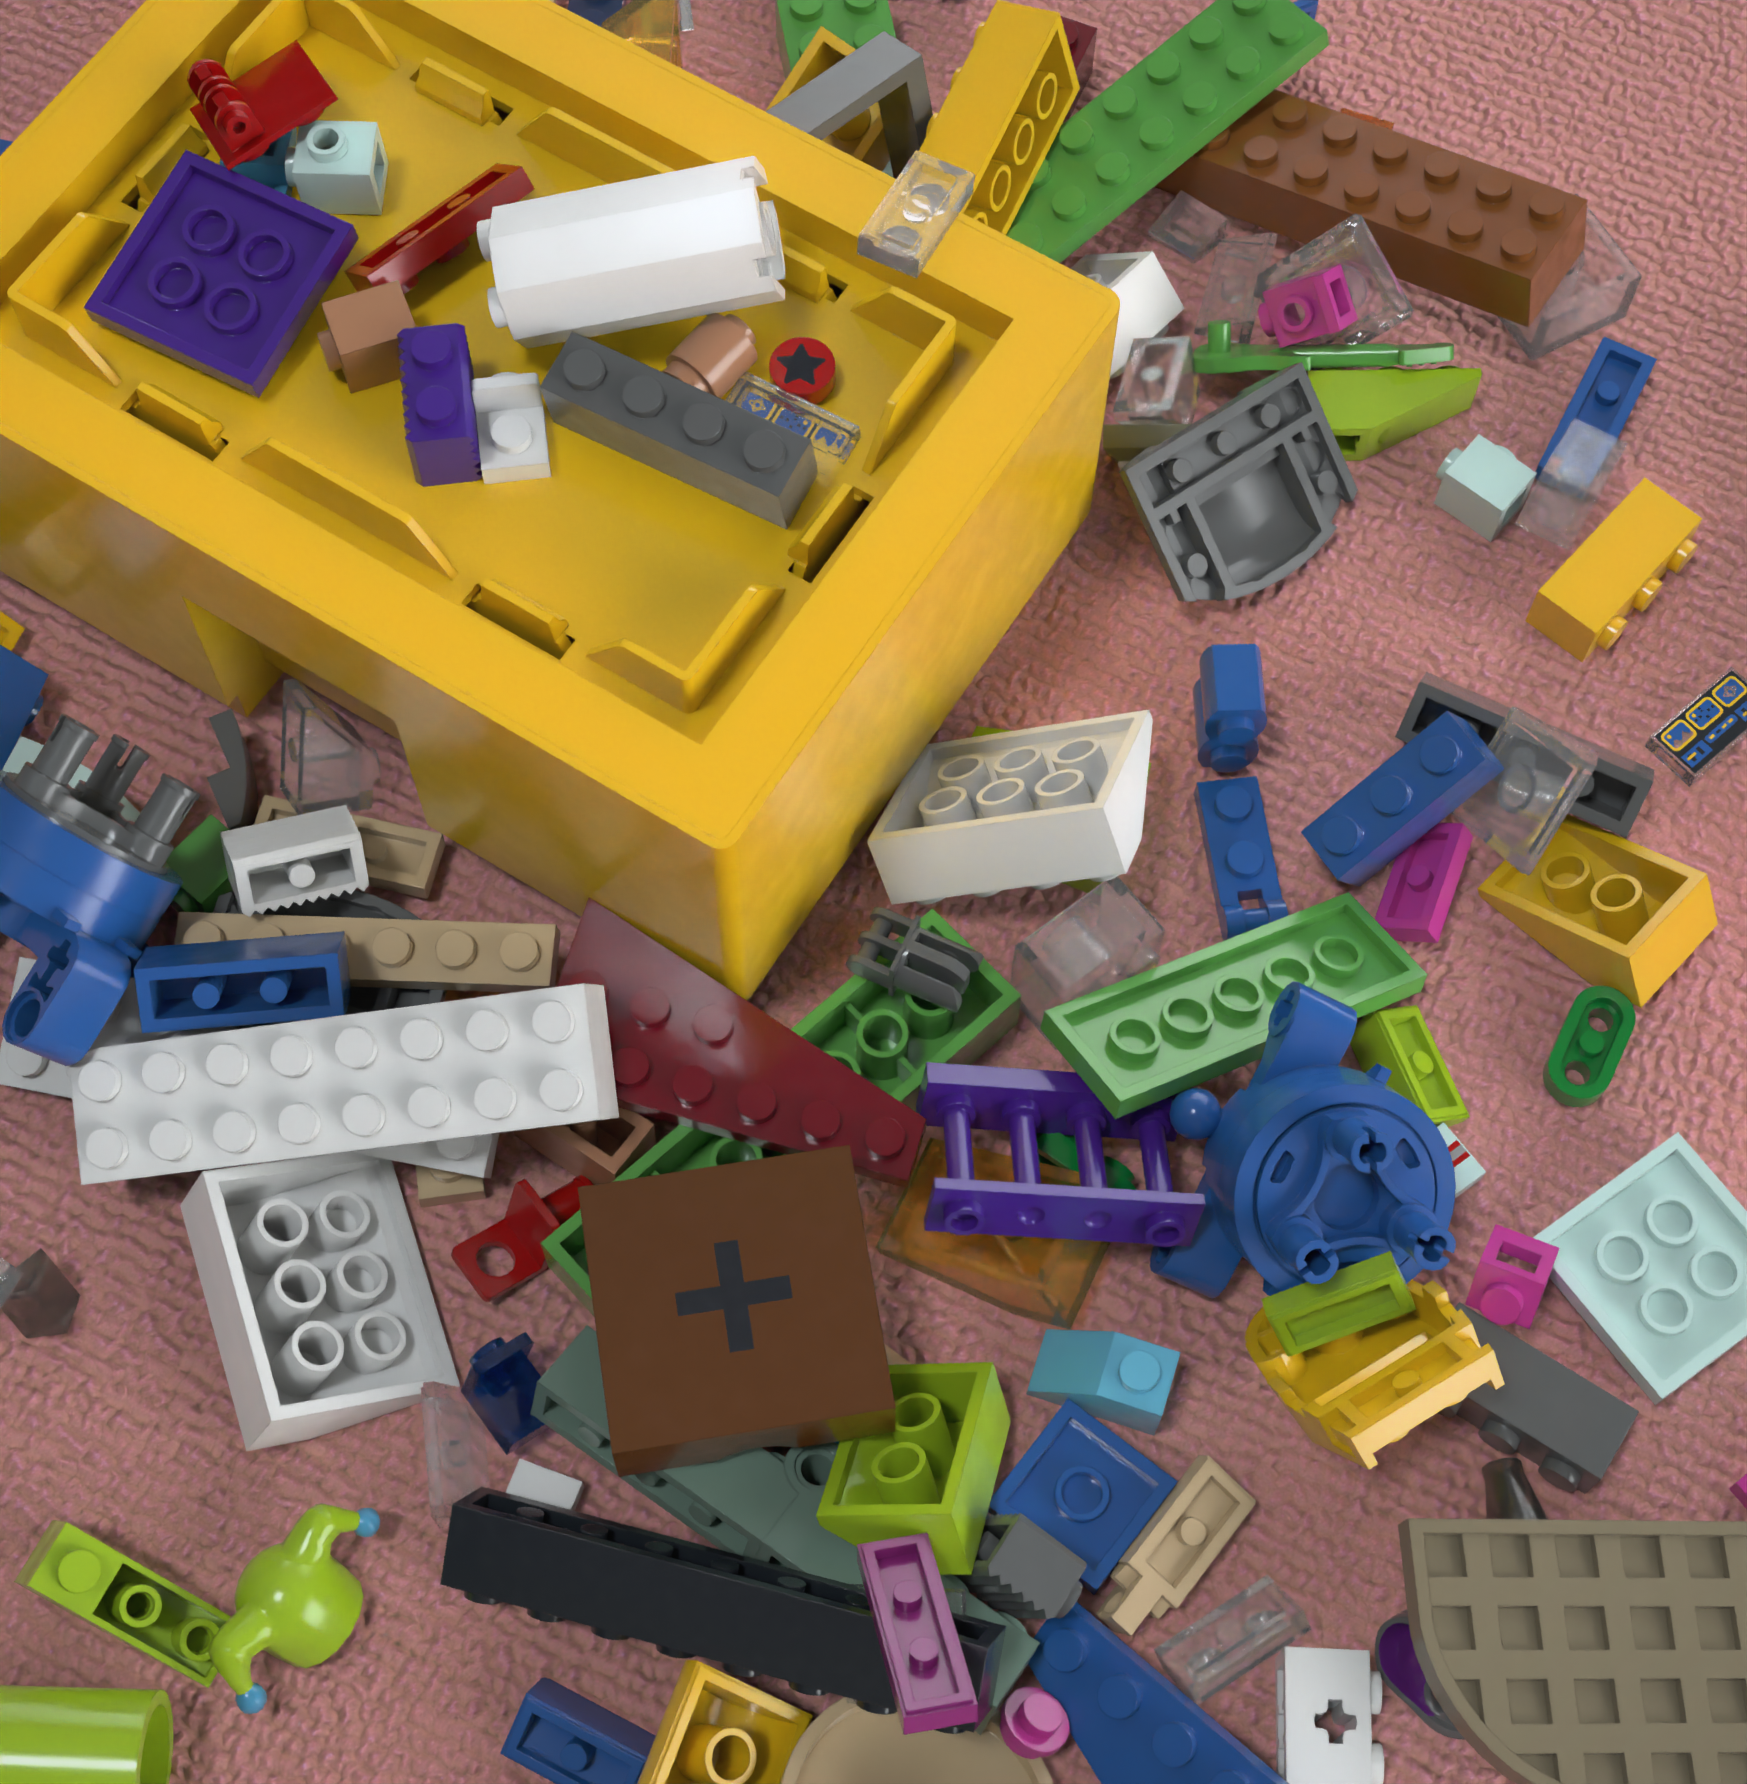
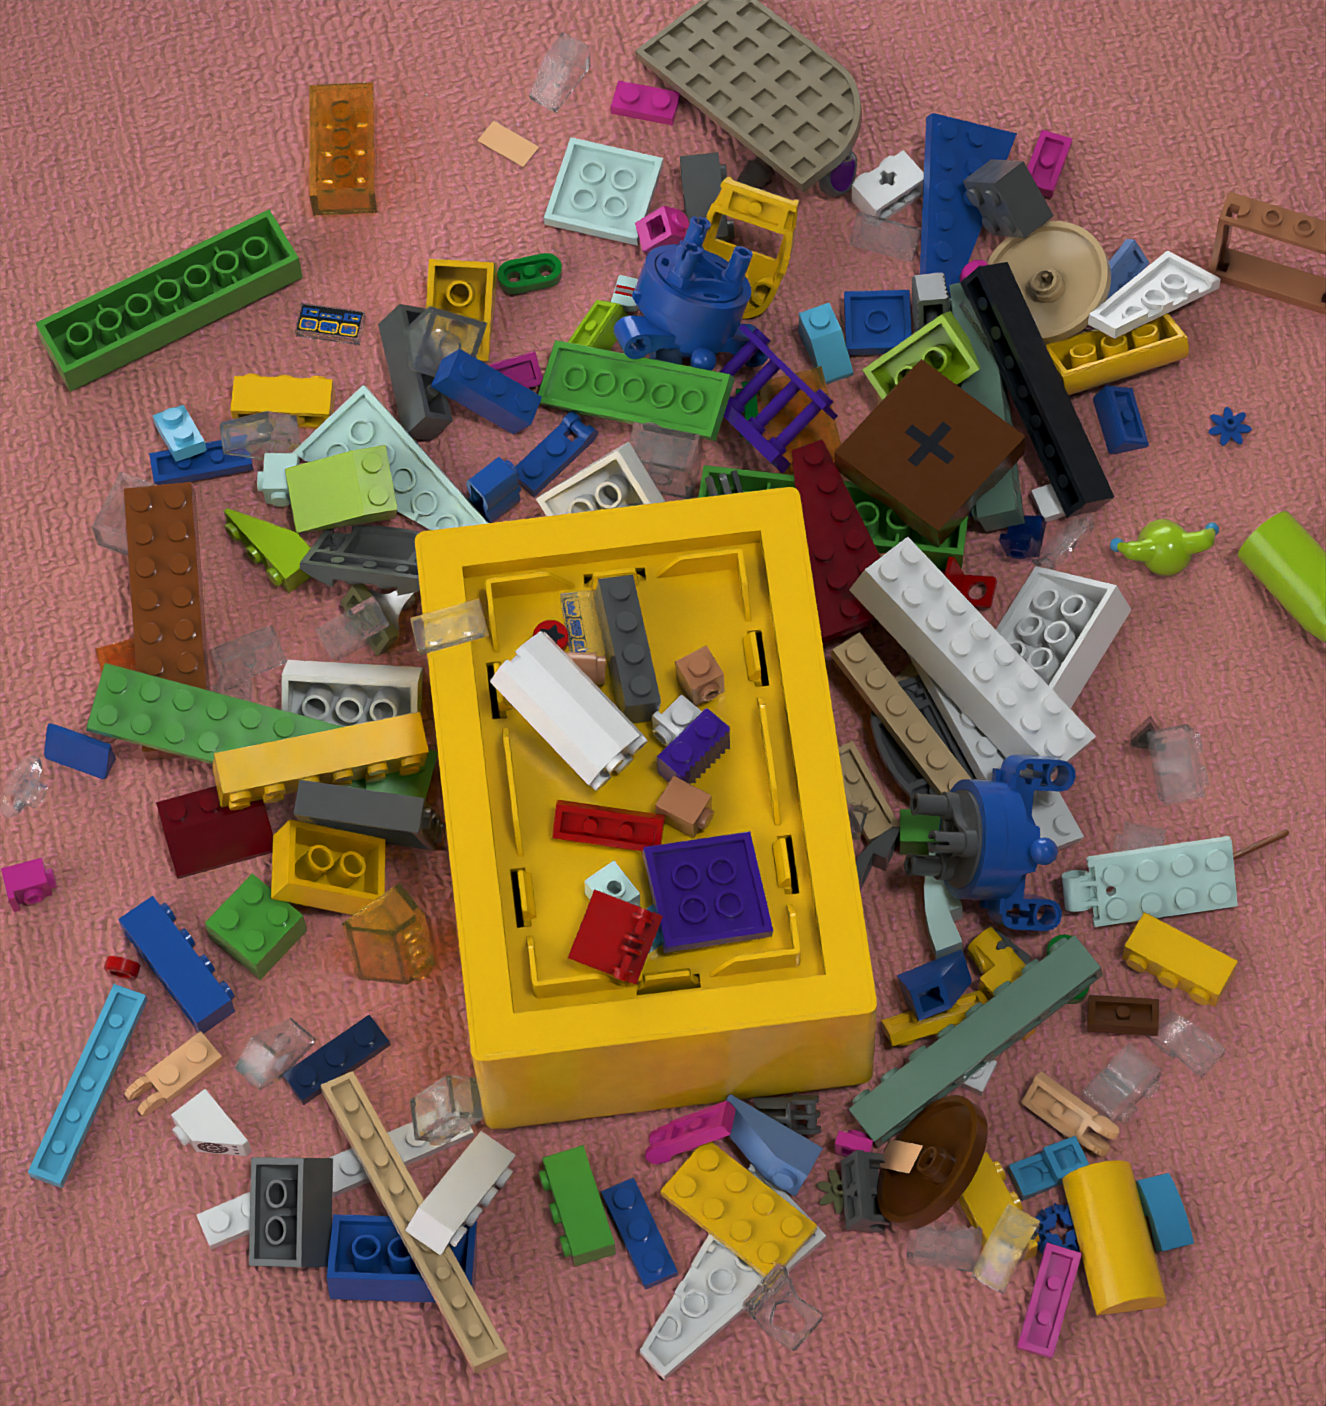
camera: 125 degrees left, 0 degrees up
(123, 1600) = (1221, 607): lime slope -> none
(242, 982) = (965, 728): blue brick -> none
(294, 859) = (891, 776): white brick -> none
(544, 493) = (700, 676): none -> nougat brick
(916, 1634) = (994, 291): magenta tile -> none
(1175, 1546) = (867, 277): tan hinge -> none
(1229, 357) = (294, 614): bright green piece -> none
(1323, 298) = (258, 590): dark pink brick -> none
(1341, 1306) = (724, 252): lime tile -> none
(1371, 282) = (235, 594): clear slope -> none
(1385, 523) = (342, 490): none -> lime slope
(1391, 622) = (418, 483): none -> light aqua wing
(1661, 412) = (179, 433): none -> medium azure plate

